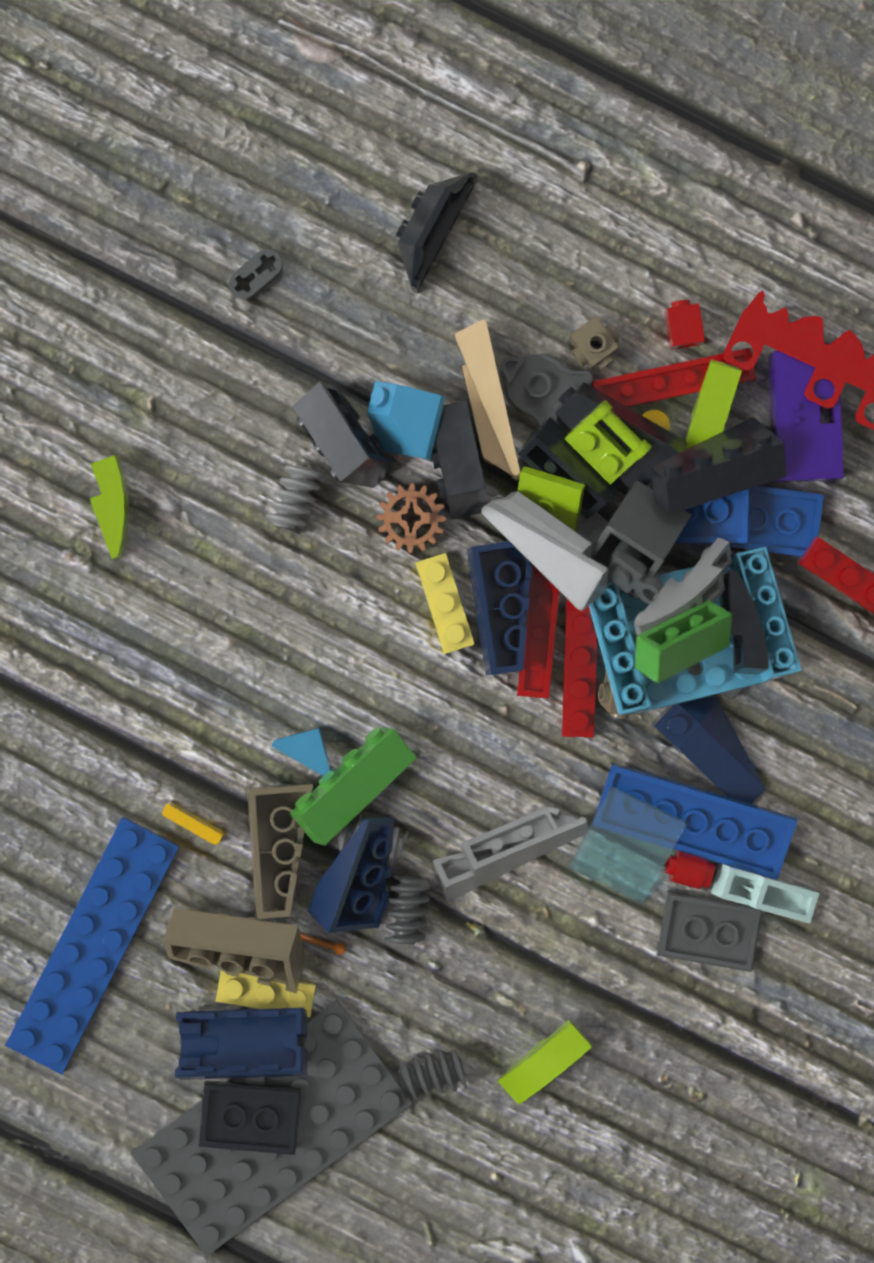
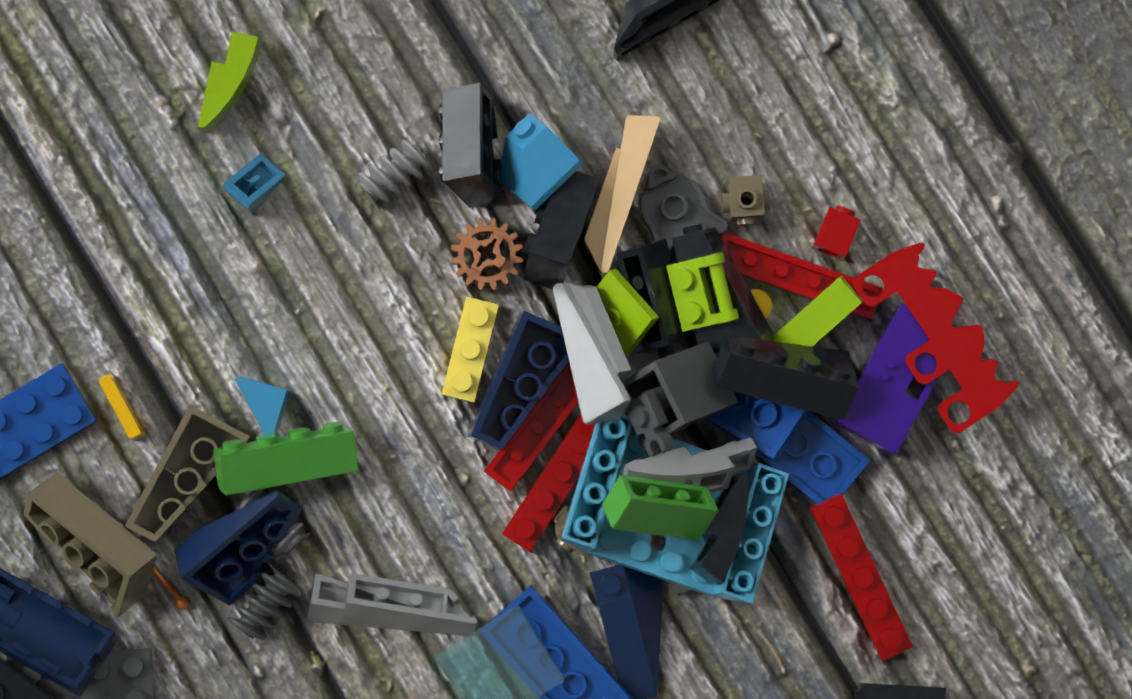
camera: 25 degrees right, 5 degrees down
(186, 575) = (254, 183): none -> dark azure slope
(248, 993) = (74, 590): light yellow plate -> none

